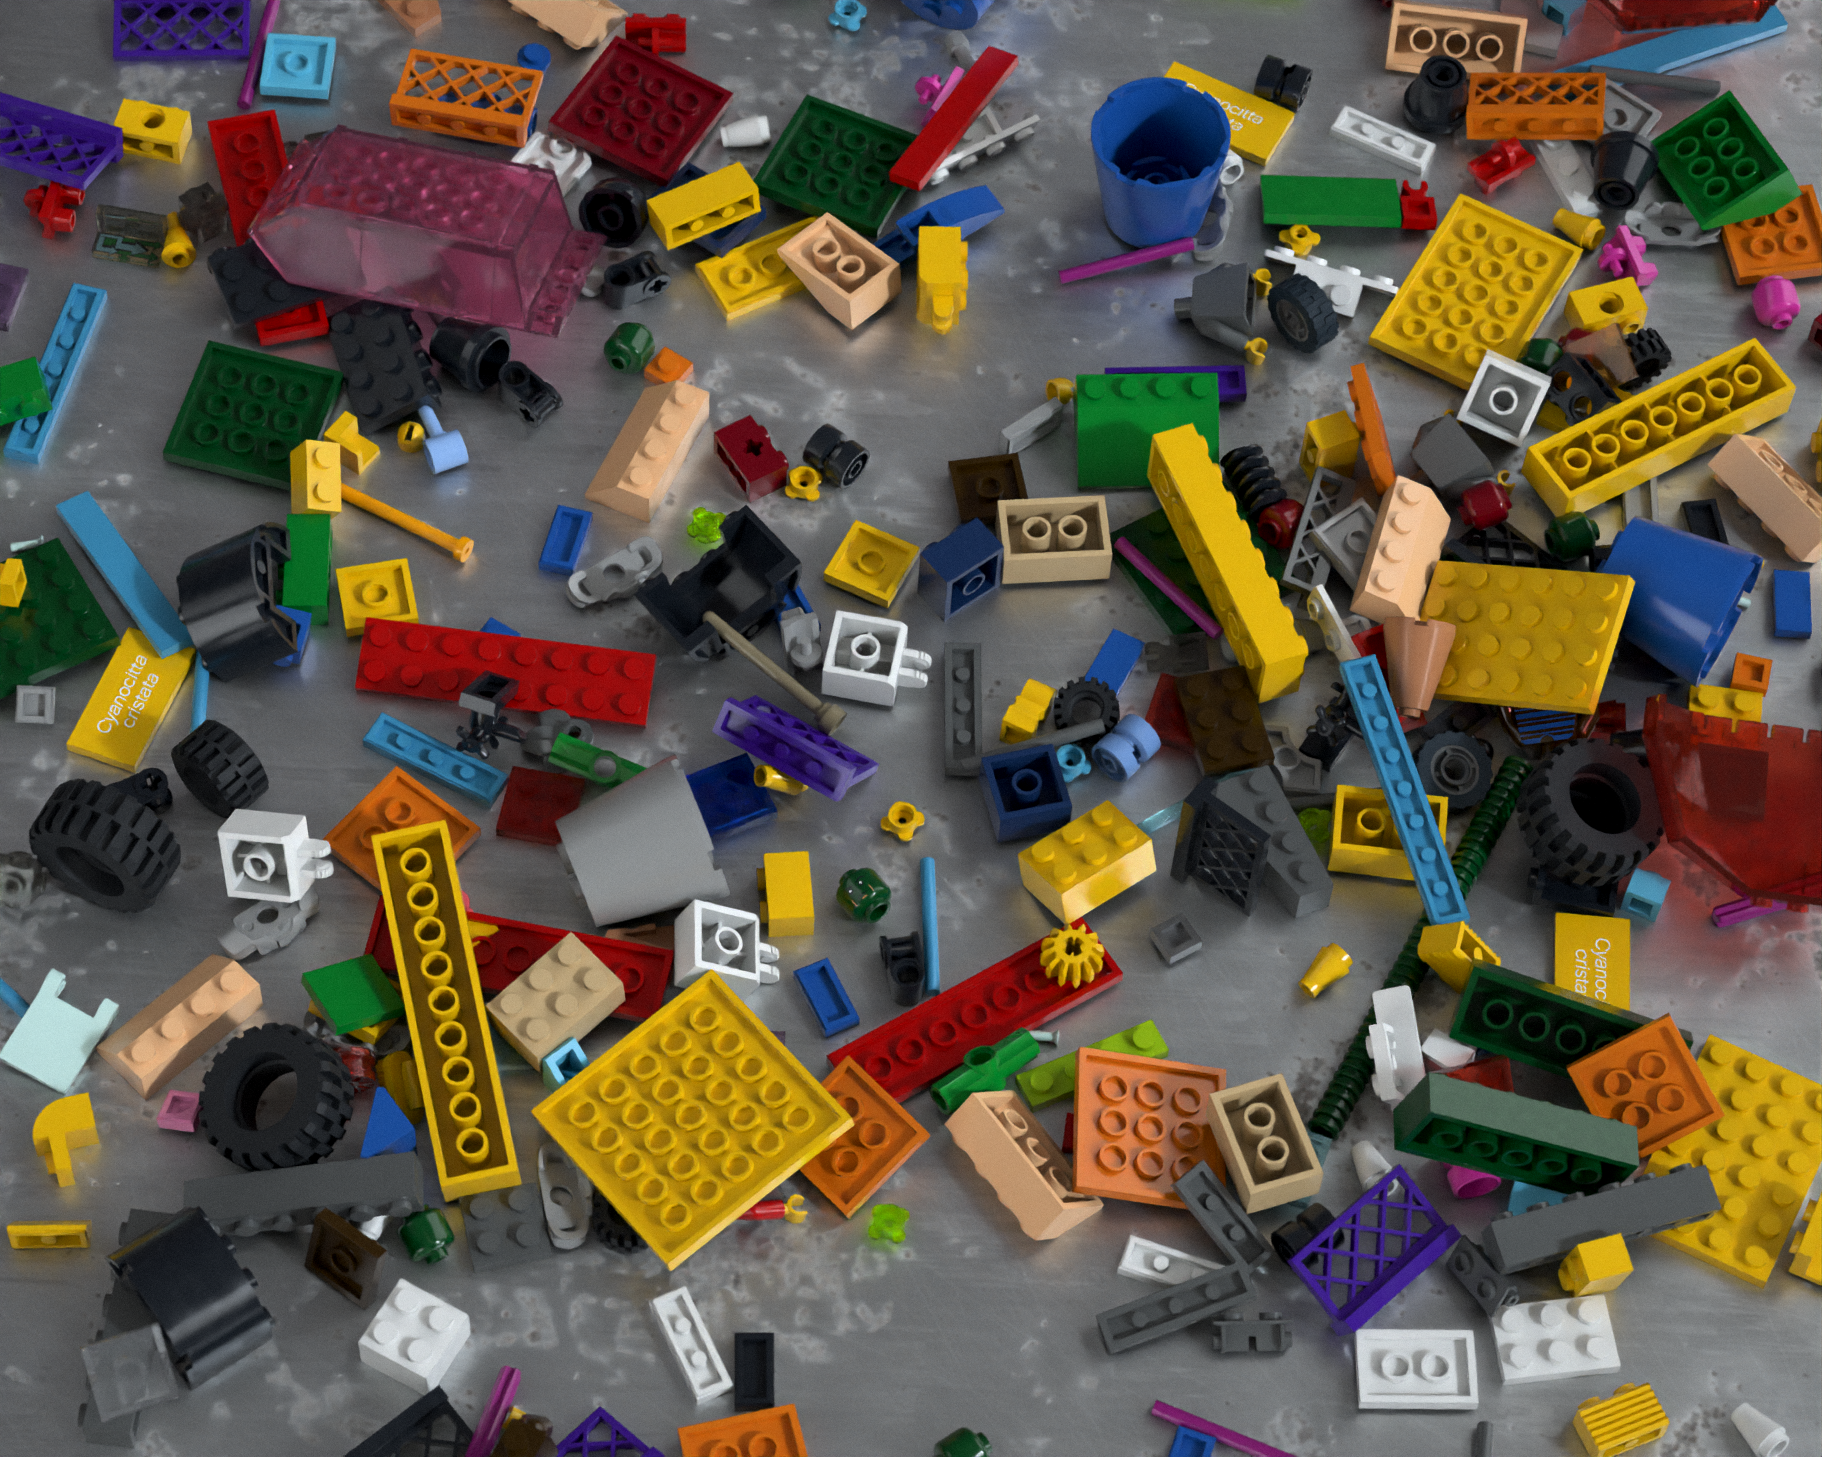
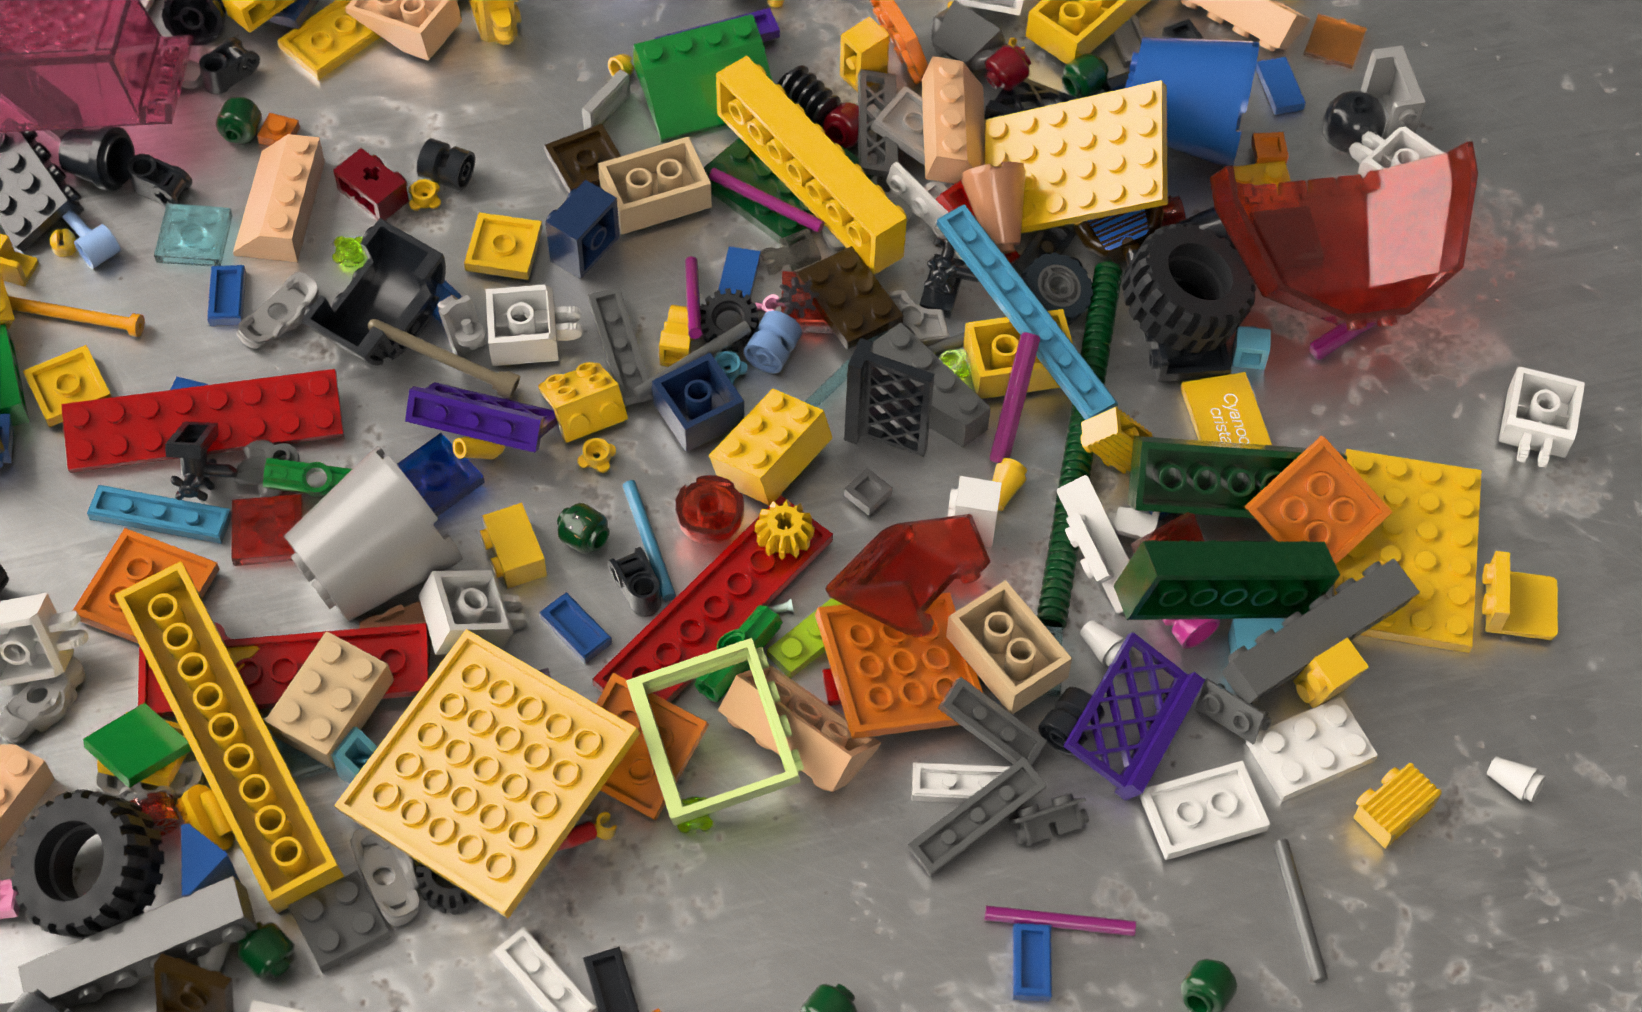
camera: 15 degrees left, 0 degrees up
(548, 464) = (193, 235): none -> clear light blue plate
(906, 757) = (584, 400): none -> yellow bracket
(931, 1073) = (694, 668): none -> yellowish green window
(1000, 913) = (709, 510): none -> clear red cylinder
(1055, 676) = (693, 297): none -> magenta bar
(1134, 705) = (769, 304): none -> bright pink hand
(1159, 699) = (800, 289): none -> black gear
(1190, 1034) = (909, 569): none -> clear red windscreen
(1279, 991) = (981, 501): none -> white brick
(1363, 880) = (1015, 397): none -> magenta axle

